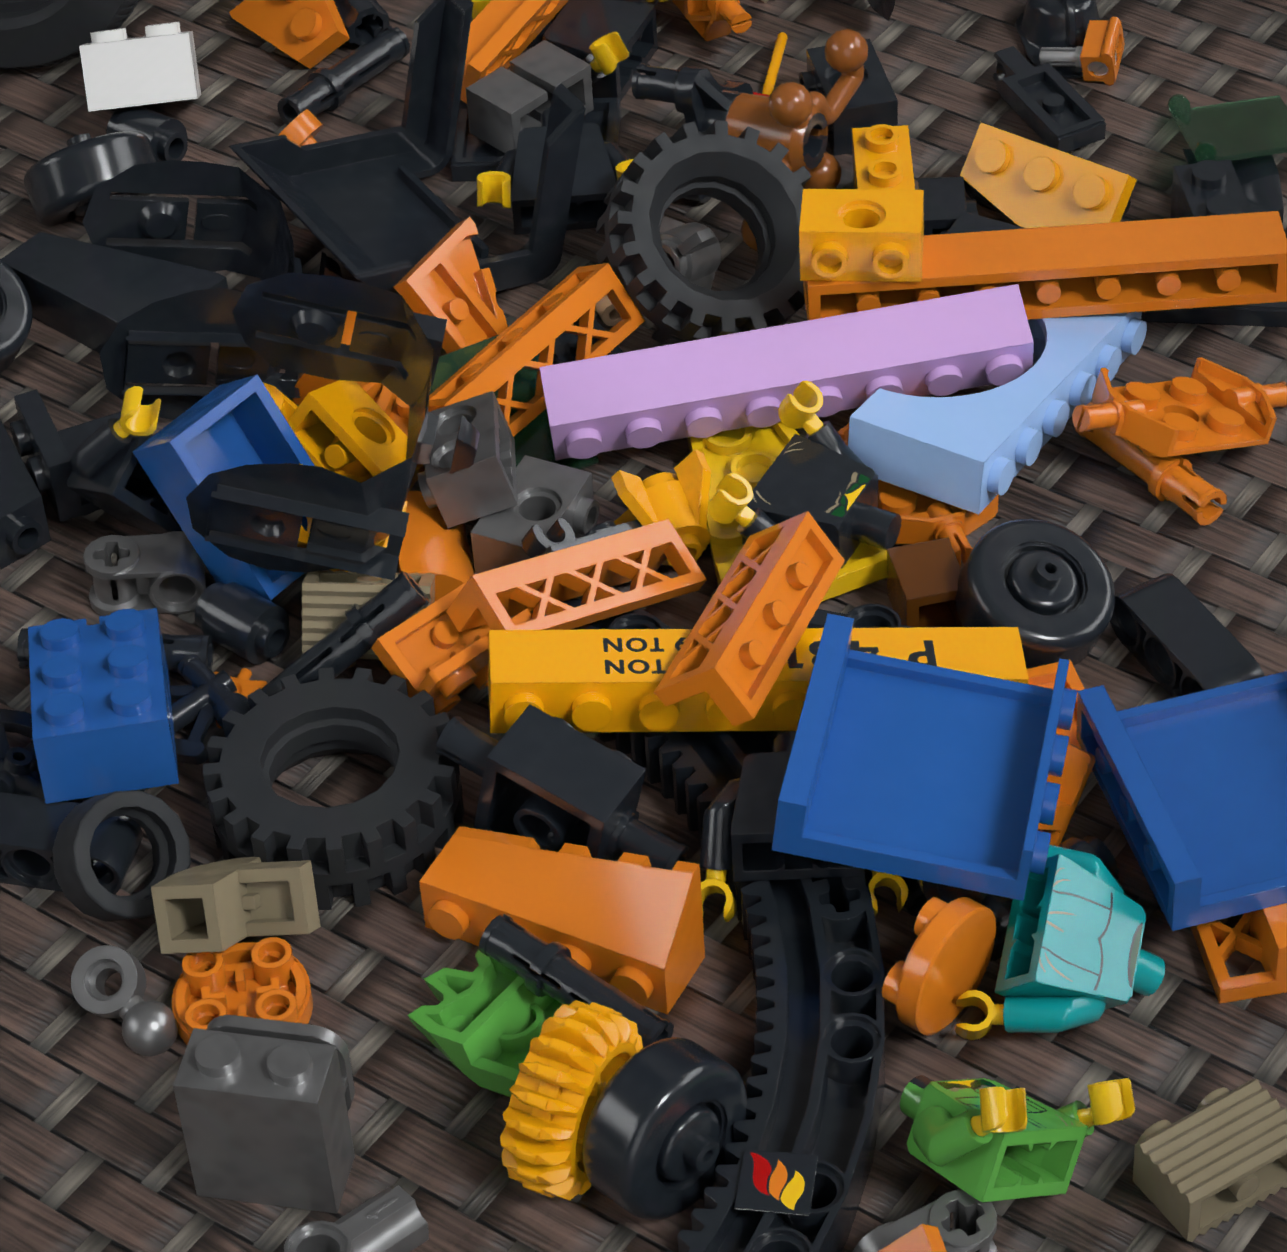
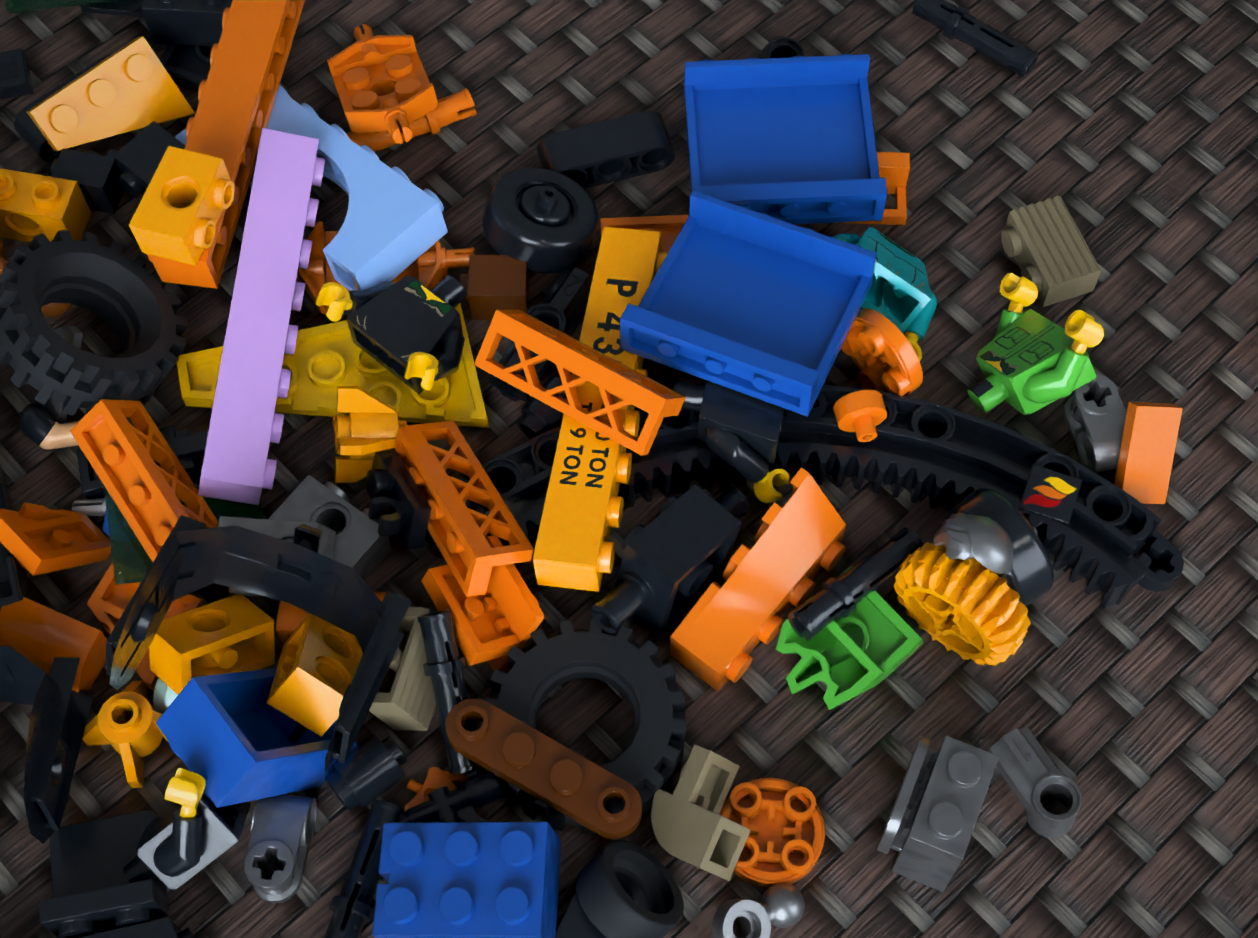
camera: 80 degrees left, 20 degrees up
(248, 729) = (544, 768): none -> reddish brown plate
(619, 1039) = (979, 538): none -> flat silver hair
(820, 934) = (860, 413): none -> orange tile

